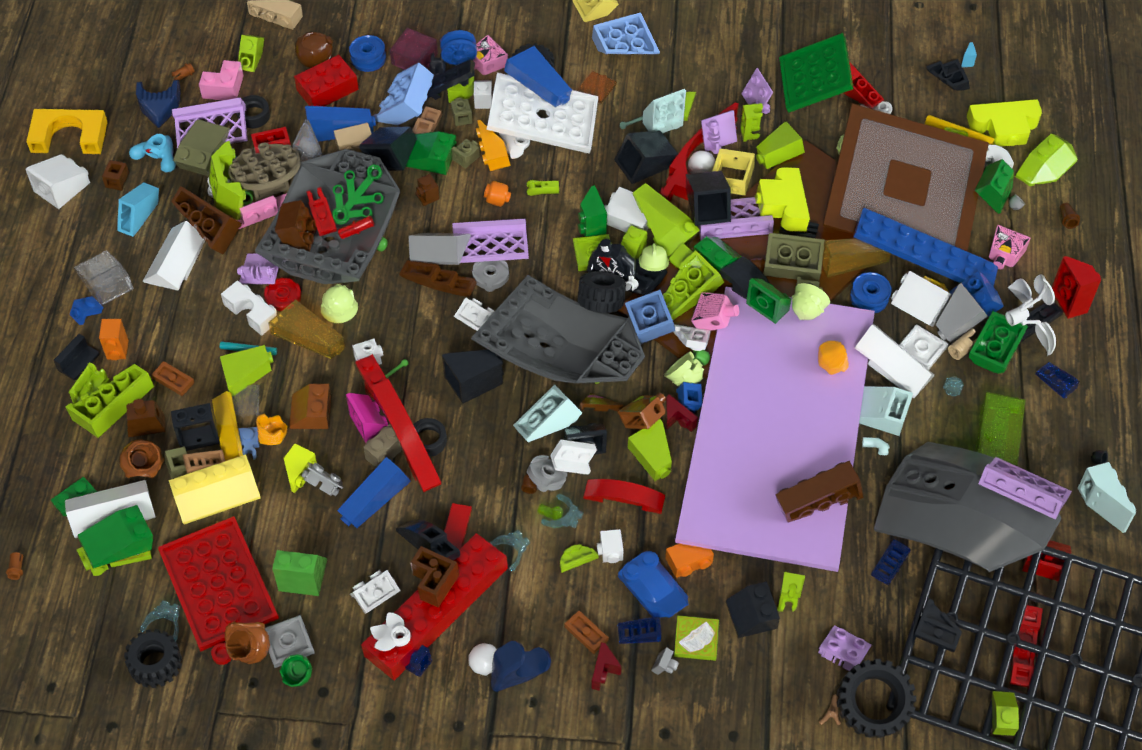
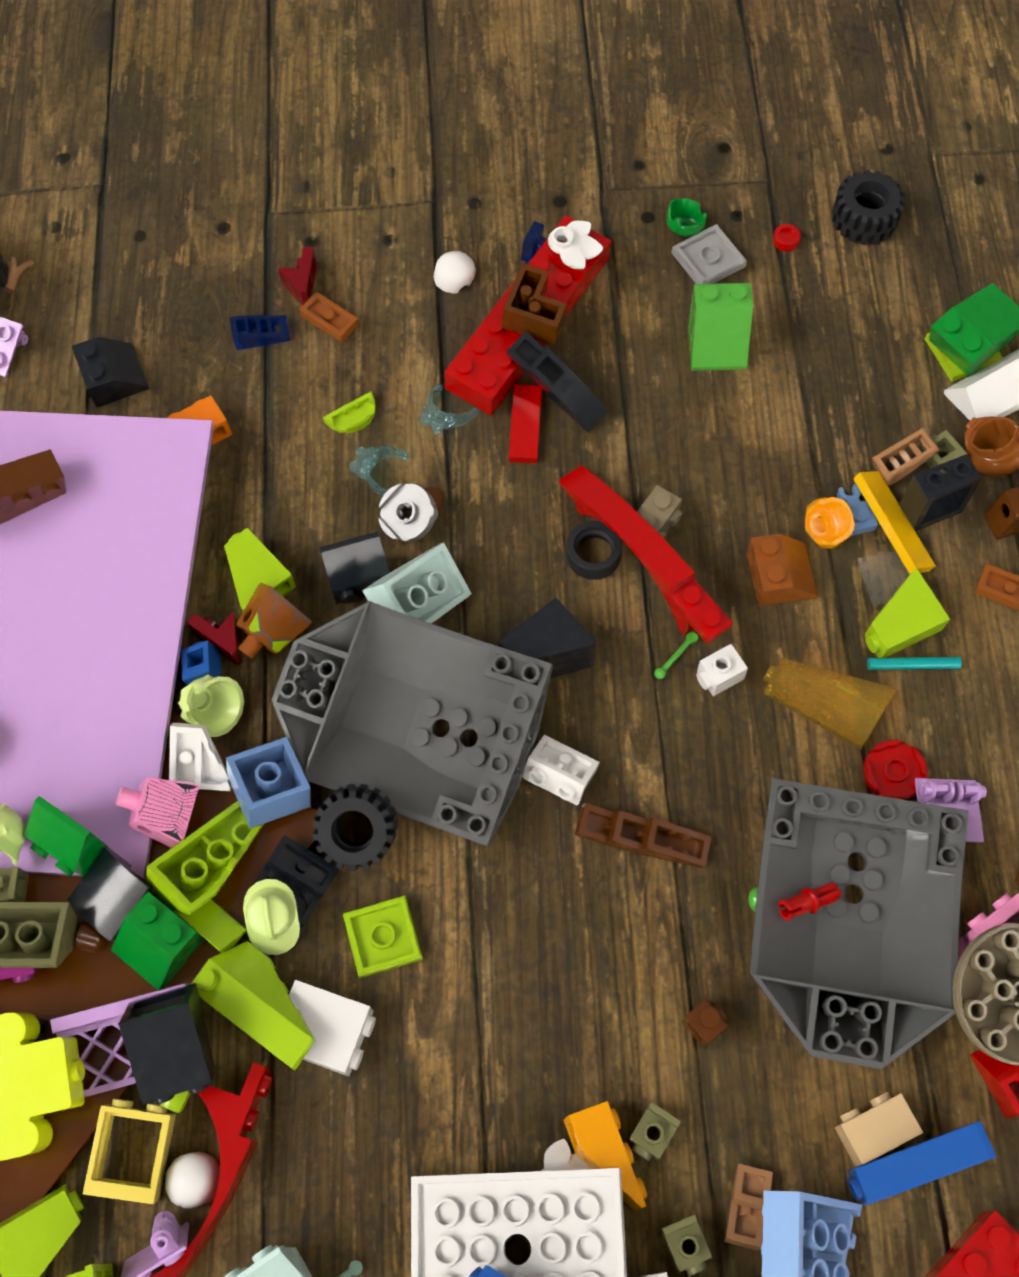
camera: 175 degrees right, 10 degrees up
(163, 611) = (873, 268): clear light blue helmet -> none
(214, 489) = (876, 427): light yellow slope -> none
(217, 581) = (826, 314): red plate -> none
(240, 297) = (958, 746): white arch -> none
(247, 642) = (756, 232): dark orange helmet -> none
(295, 225) = (915, 868): reddish brown slope -> none
(296, 463) = (772, 478): neon yellow slope -> none
(307, 143) = (956, 1080): clear slope -> none
(321, 213) = (883, 924): red hinge -> none
(330, 481) = (727, 458): light grey hinge -> none
(338, 304) = (795, 758): yellowish green helmet -> none
(355, 197) = (842, 925): green plant -> none
(365, 415) = (698, 550): dark pink slope -> none
(373, 493) = (648, 448): blue slope -> none
(375, 591) = (616, 329): white bracket -> none
(391, 145) = (803, 1107): black slope -> none
(432, 152) = (730, 1123): green slope -> none
(438, 247) = (654, 890): light grey slope -> none
(490, 231) = (570, 945): lavender fence -> none
(494, 281) = (555, 879): light grey plate -> none
(497, 193) = (575, 1034): orange head -> none
(515, 666) = (411, 257): dark blue animal -> none
(542, 187) = (485, 1071): lime bar -> none
(552, 513) = (392, 464): clear neon green arm -> none
(573, 456) = (385, 522): white bracket -> none
(592, 215) = (390, 994): green slope -> none
(610, 546) = (306, 426): white brick -> none
(613, 259) = (340, 881): black torso -> none
(625, 492) = (294, 503): red slope -> none
(634, 241) = (314, 946): lime slope -> none
(644, 155) = (299, 1174): black slope -> none
(653, 585) = (242, 386): blue slope -> none
(664, 662) = (226, 292): light grey tile -> none
(696, 638) = (186, 333): tile -> none
(790, 590) = (56, 386): lime hinge -> none

